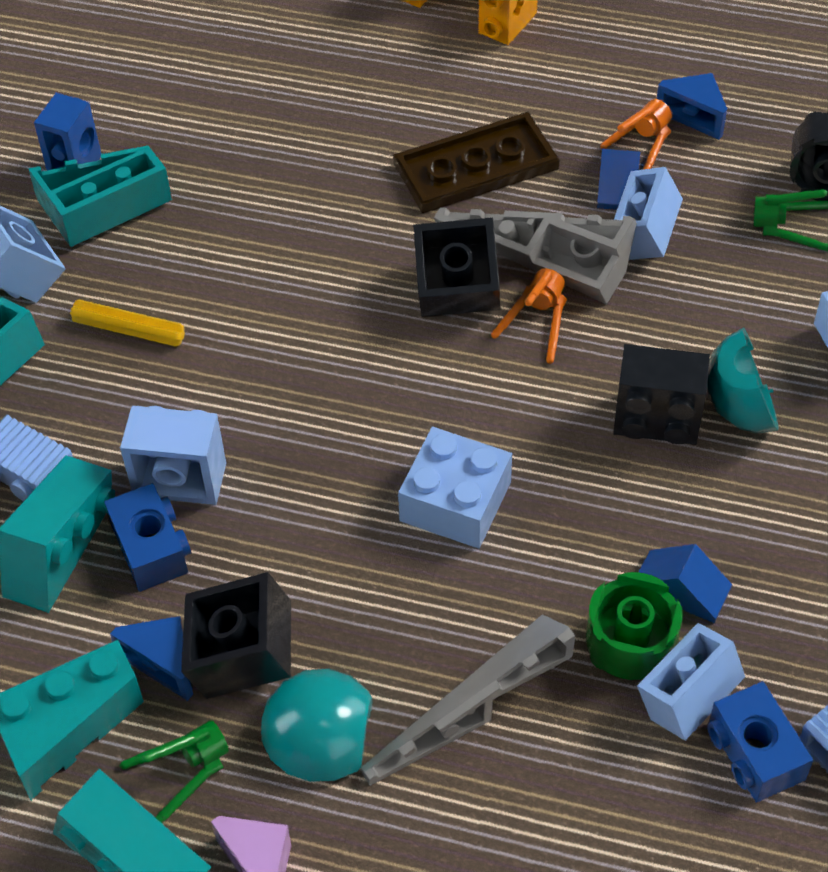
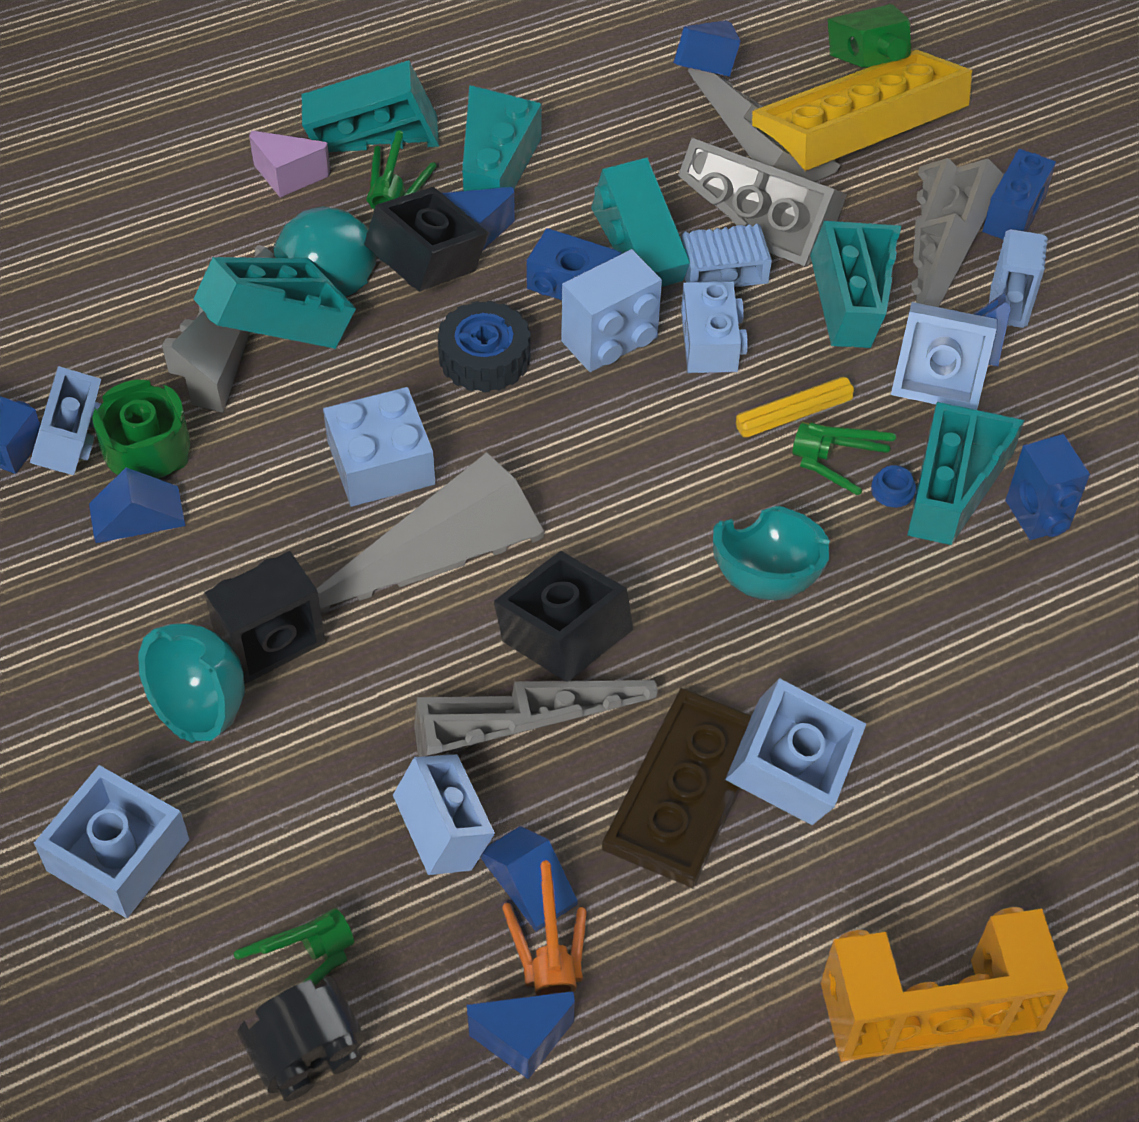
camera: 135 degrees right, 0 degrees up
(100, 413) = (712, 327): none -> light blue brick
(140, 227) = (893, 486): none -> blue plate
(151, 283) = (817, 443): none -> green plant
(282, 216) = (772, 556): none -> teal cylinder
(282, 545) = (484, 346): none -> black wheel
(407, 110) = (796, 752): none -> light blue brick
(427, 654) = (274, 299): none -> teal wedge
(439, 394) = (464, 519): none -> light grey wedge
(541, 294) = (473, 674): orange plant -> none

